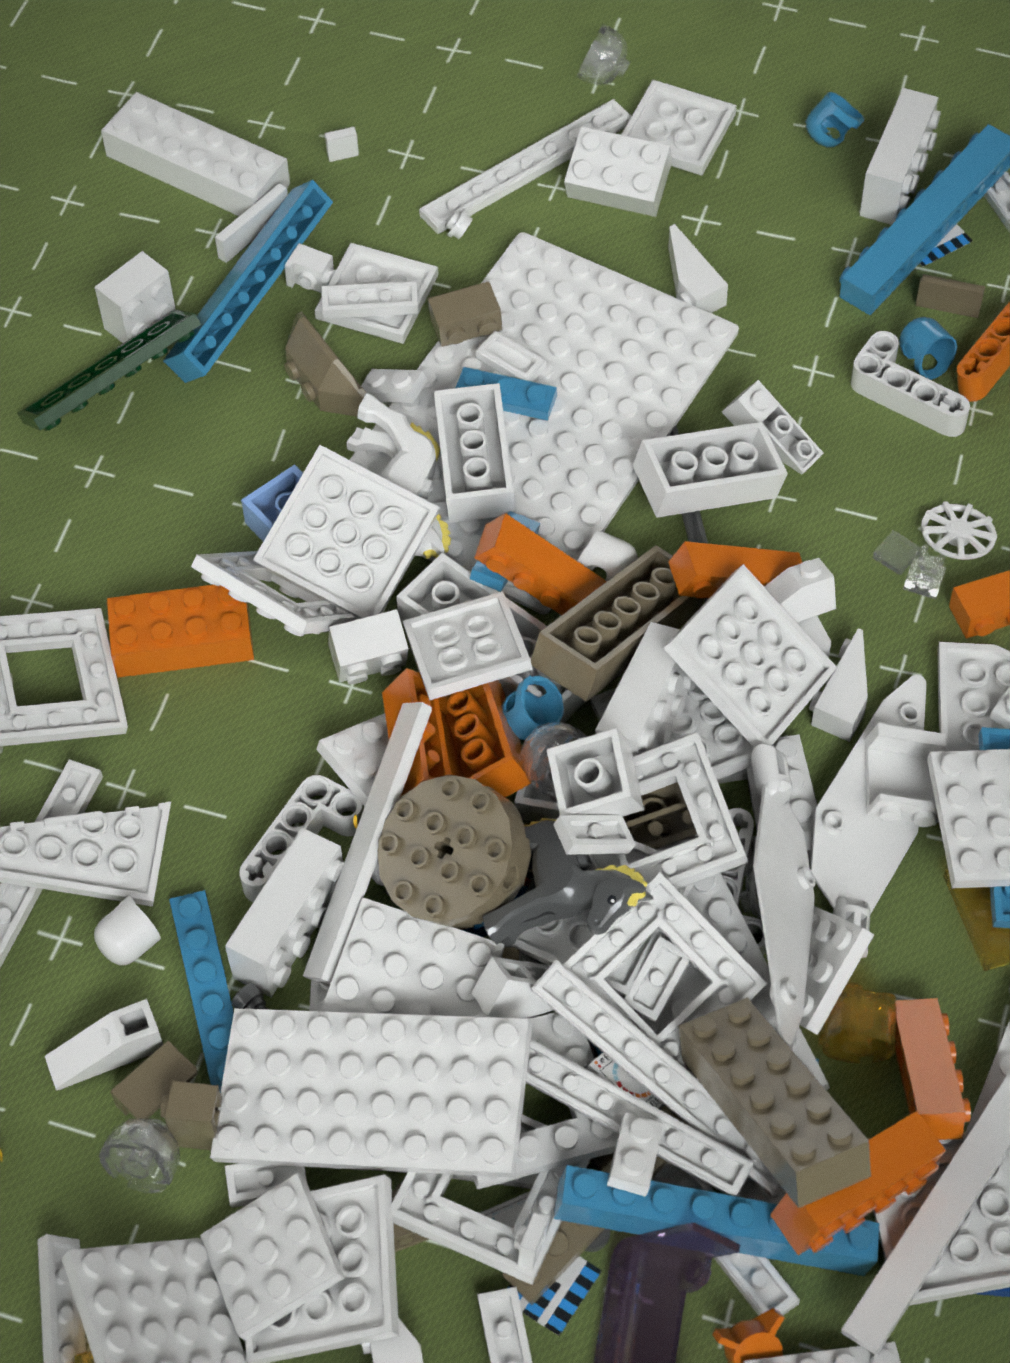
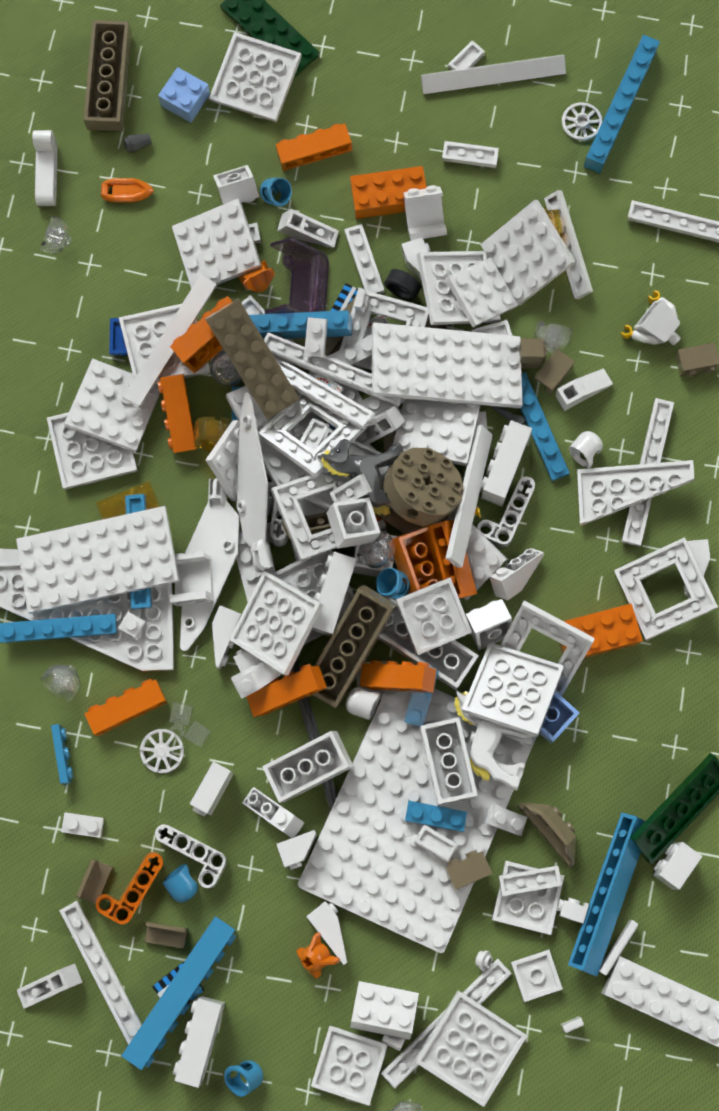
camera: 175 degrees right, 20 degrees up
(300, 733) = (514, 576): none -> white slope
(382, 203) = (536, 975): none -> white plate
(437, 1293) = (402, 284): none -> black tyre
(495, 127) = (470, 1048): none -> white plate
(717, 238) = (316, 956): none -> orange piece
(735, 366) = (296, 849): none -> white slope
(873, 456) = (211, 789): none -> white brick

